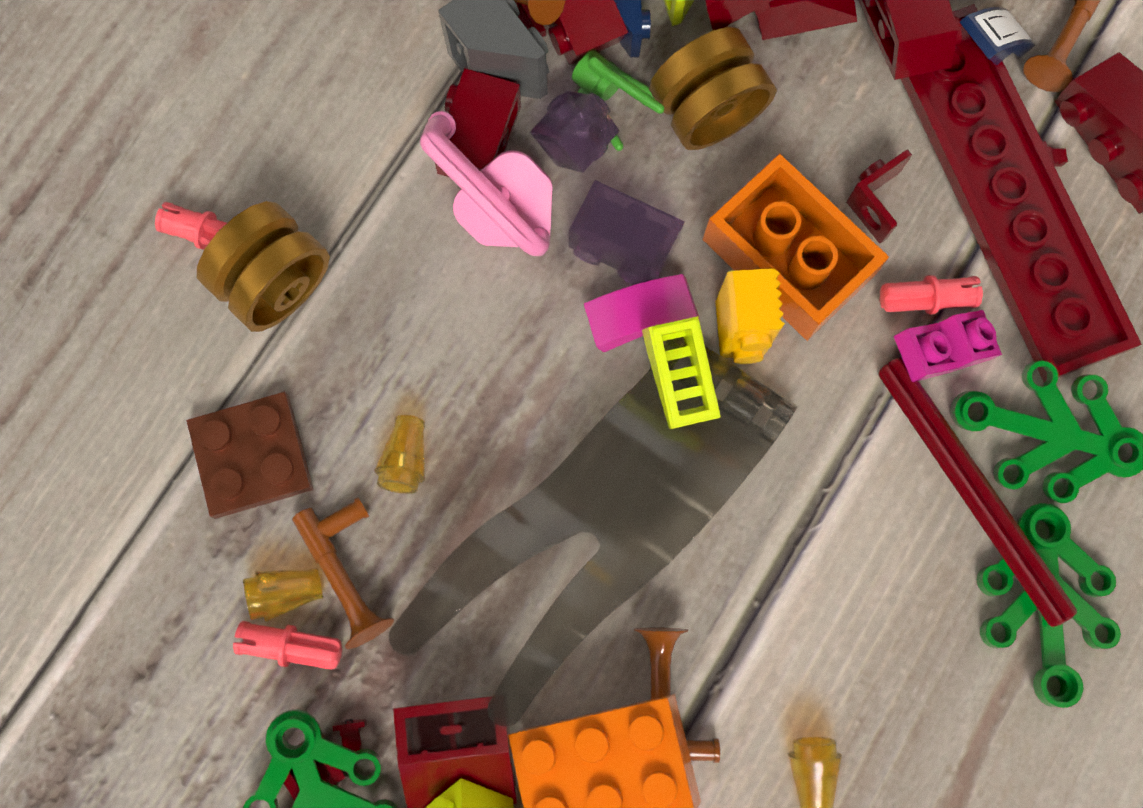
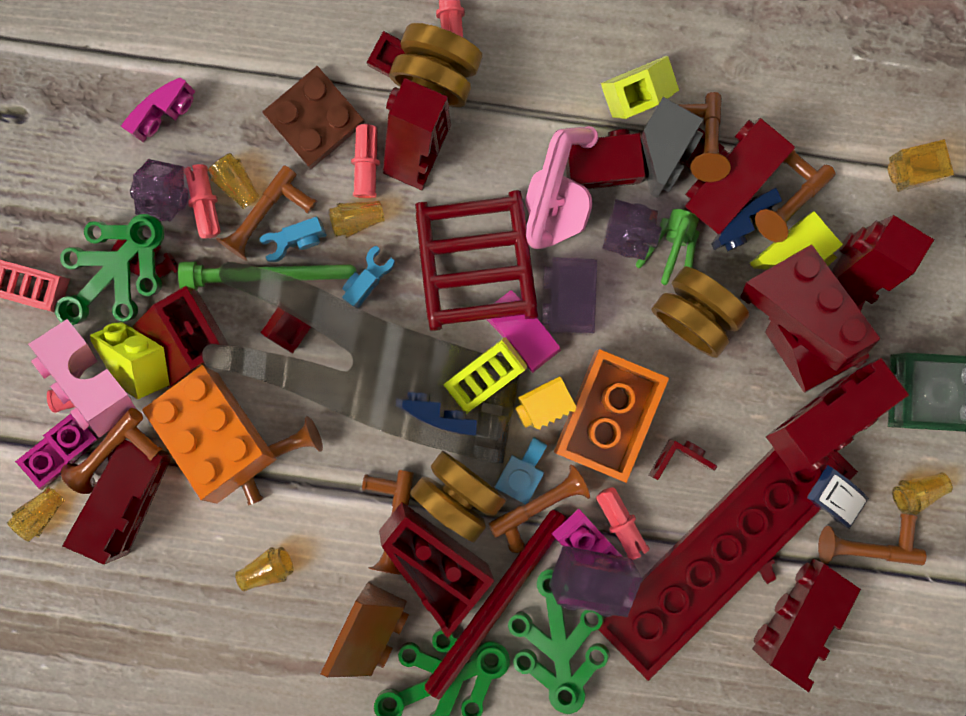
camera: 70 degrees right, 10 degrees up
(132, 634) = (170, 99): none -> dark pink slope
(219, 329) = (384, 53): none -> dark red tile
(245, 695) = (159, 190): none -> clear purple brick
(334, 320) = (414, 132): none -> dark red wedge
(338, 413) = (365, 161): none -> coral axle
(382, 697) = (196, 275): none -> bright green piece
(394, 531) = (303, 234): none -> dark azure plate
(410, 53) = (640, 88): none -> neon yellow slope
(495, 486) = (360, 286): none -> dark azure plate
(507, 606) = (285, 330): none -> dark red plate
(533, 390) = (433, 282): none -> dark red bar
(706, 452) = (421, 408): none -> dark blue slope
(782, 550) = (401, 491): none -> dark orange piece
(822, 392) = (520, 475): none -> dark azure plate
(825, 477) = (454, 500): none -> pearl gold wheel
(882, 431) = (508, 523): none -> dark orange piece
(906, 538) = (436, 566): none -> dark red wedge
(954, 672) = (366, 634): none -> dark orange slope
(998, 348) = (595, 582): none -> clear purple brick

